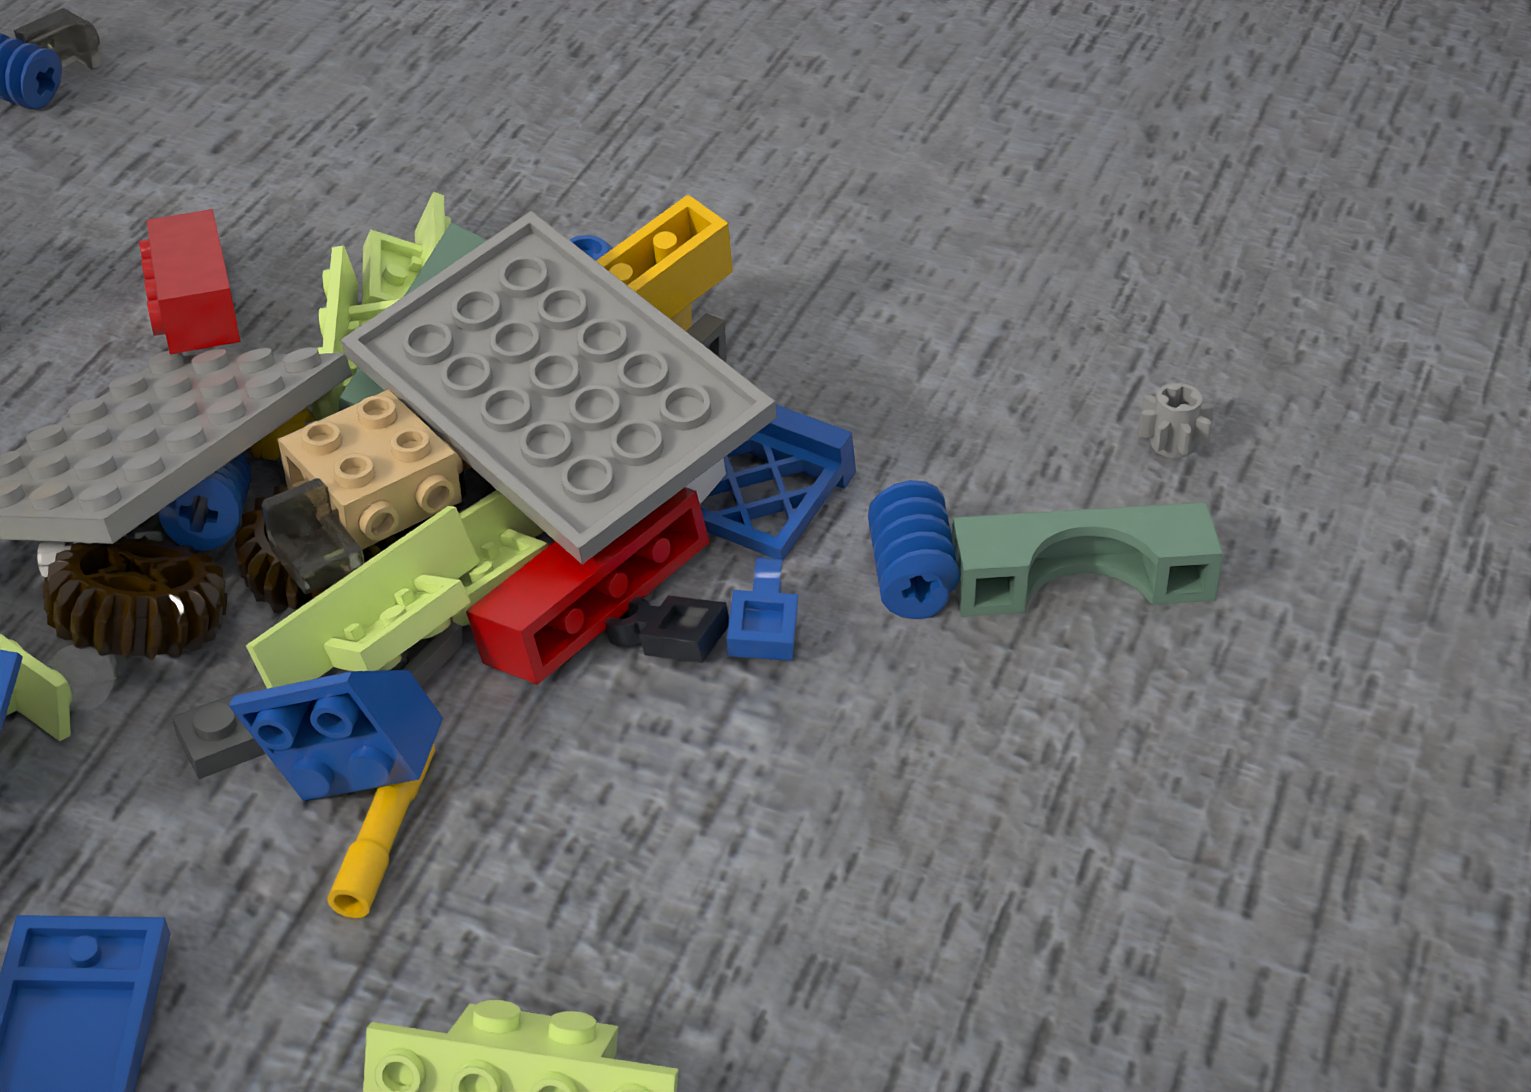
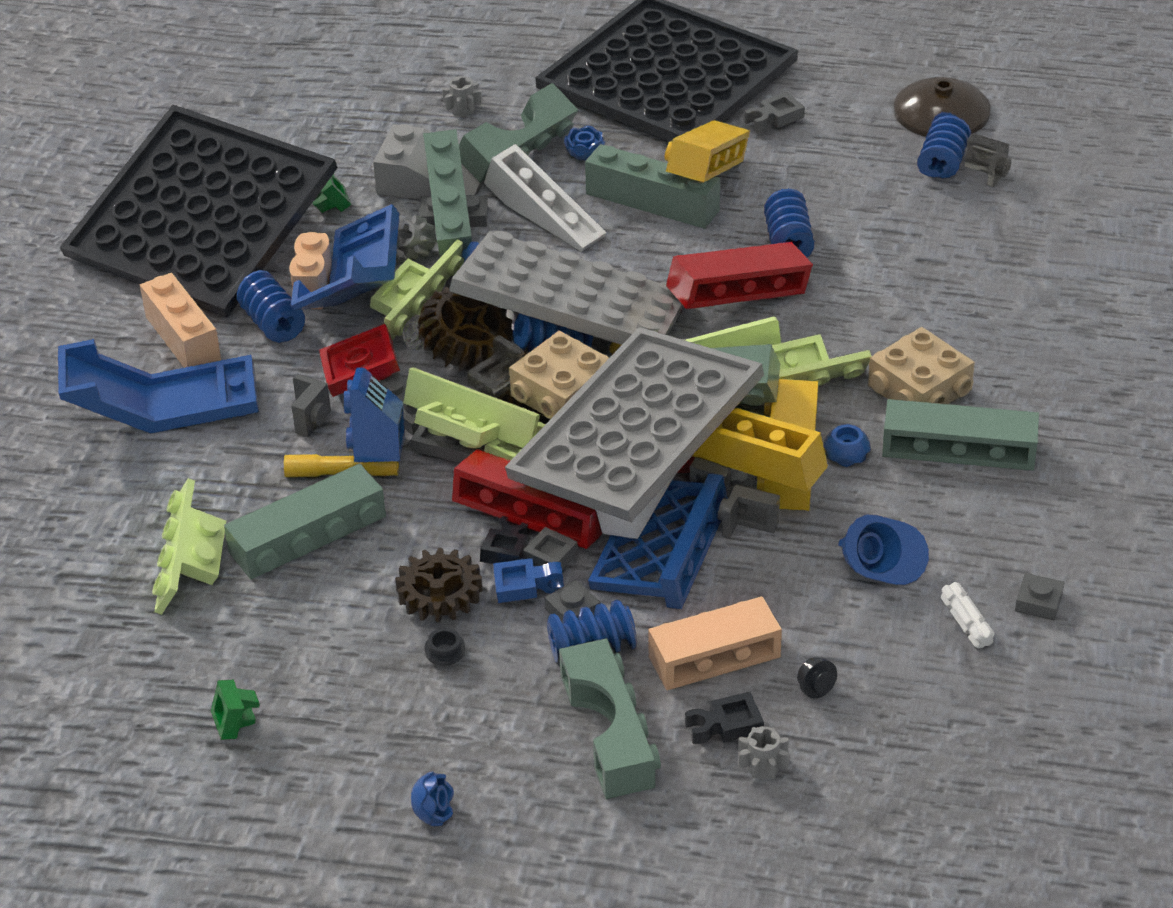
camera: 80 degrees right, 0 degrees up
(83, 233) = (789, 220): none -> blue piece
(126, 754) = (365, 350): none -> red plate
(203, 834) = (311, 404): none -> dark grey bracket
(484, 171) = (921, 370): none -> tan brick
(531, 880) = (305, 521): none -> sand green brick
(618, 163) = (960, 434): none -> sand green brick
(708, 574) = (551, 547): none -> dark grey plate
(749, 713) = (439, 585): none -> dark brown gear
(821, 262) = (885, 550): none -> blue piece
(823, 577) = (570, 597): none -> dark grey plate
(885, 728) = (444, 647): none -> black plate
(927, 167) = (1039, 596): none -> dark grey plate
(948, 223) = (967, 615): none -> white axle
(957, 434) = (714, 643): none -> light nougat brick
(986, 1021) = (232, 708): none -> green tile
(1042, 354) = (817, 677): none -> black plate
(1103, 444) = (728, 716): none -> black plate
(1226, 769) = (432, 799): none -> blue plate

